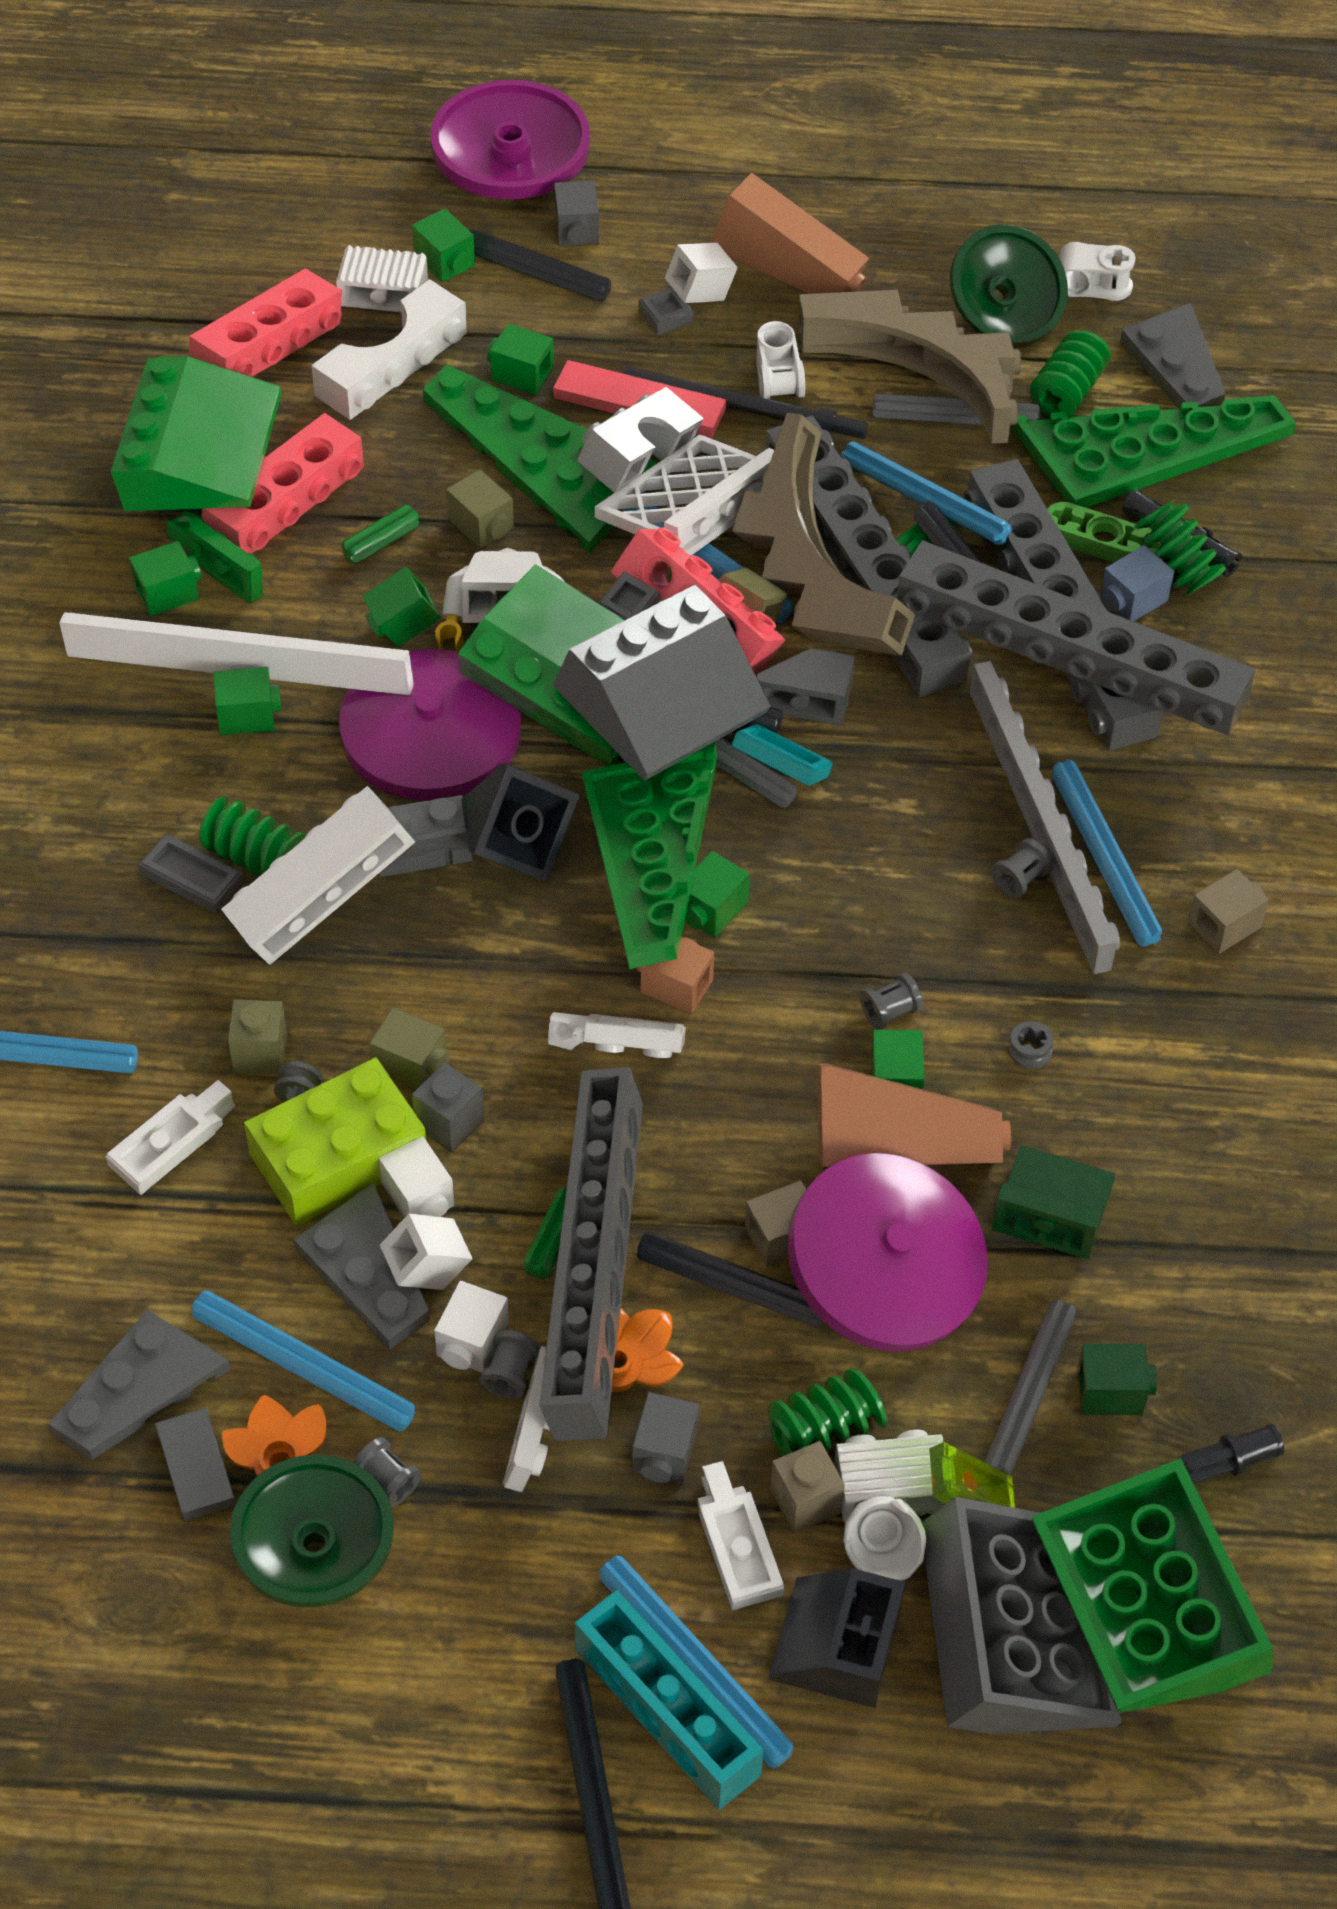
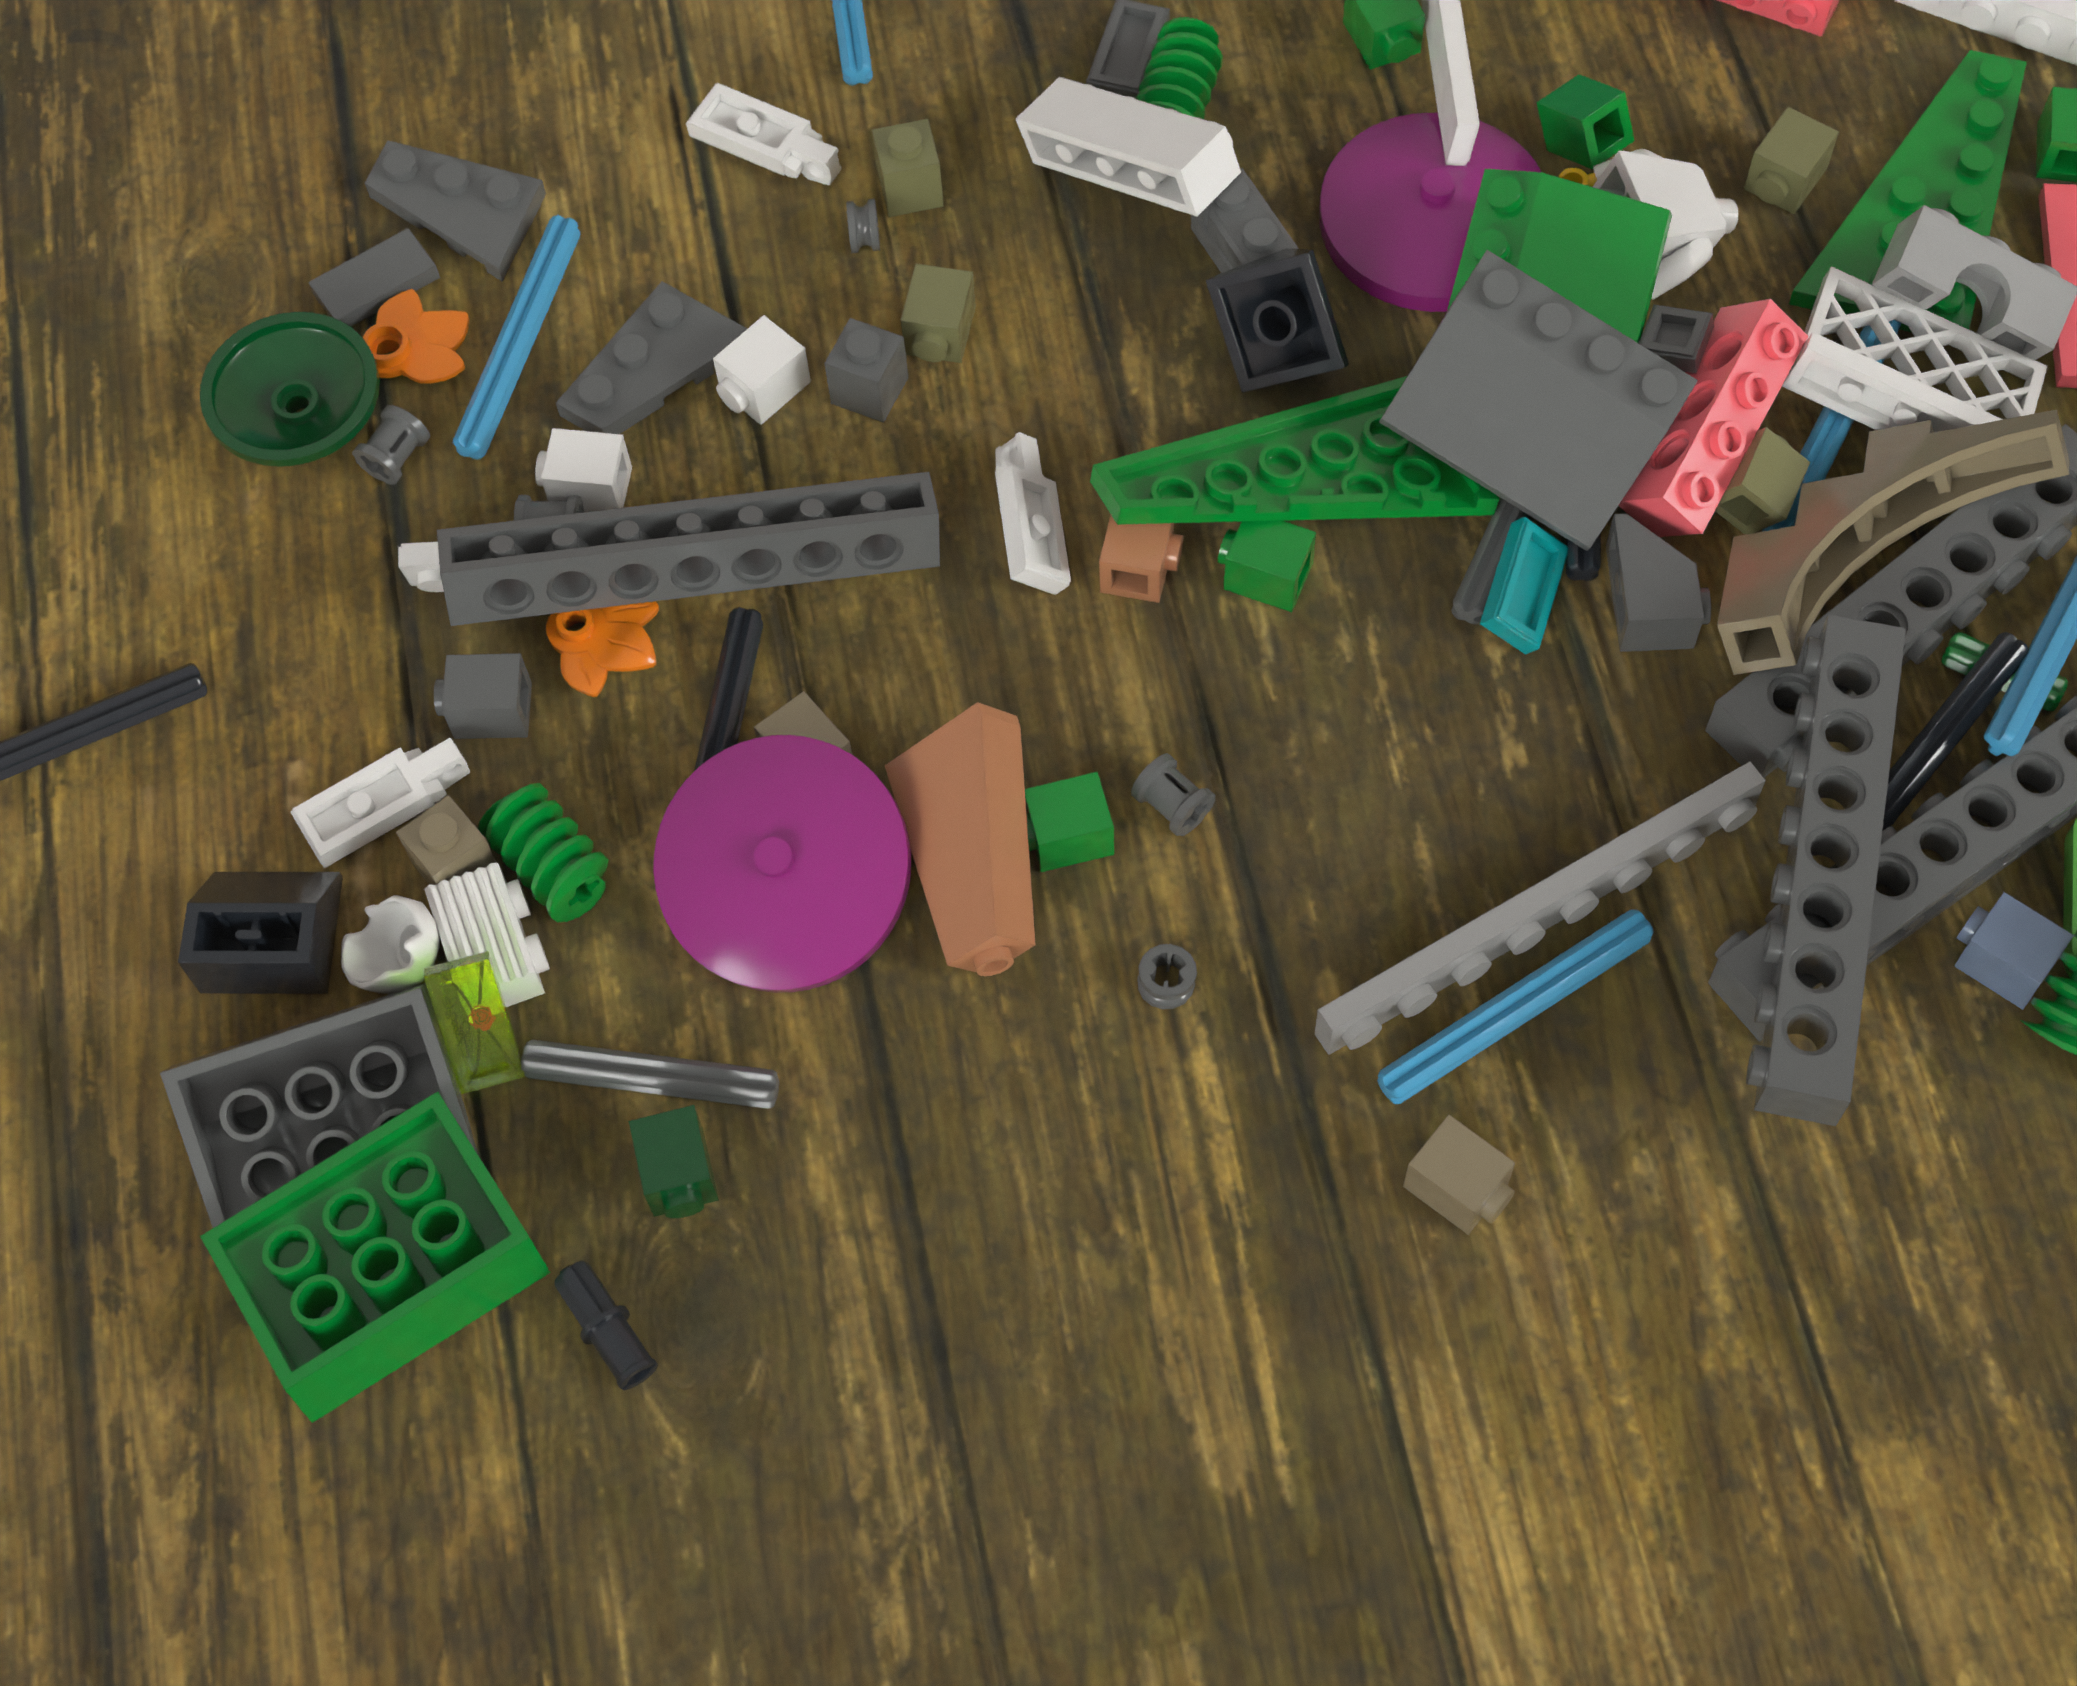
camera: 80 degrees right, 10 degrees up
(330, 1139) = (792, 267): lime brick -> none
(380, 534) = (1710, 77): green axle -> none
(425, 1251) = (662, 400): white brick -> none
(620, 1576) = (224, 799): dark azure axle -> none
(668, 1700) = (149, 770): teal brick -> none
(1022, 868) = (1440, 901): dark grey bush -> none
(1053, 1202) = (922, 1044): dark green bracket -> none

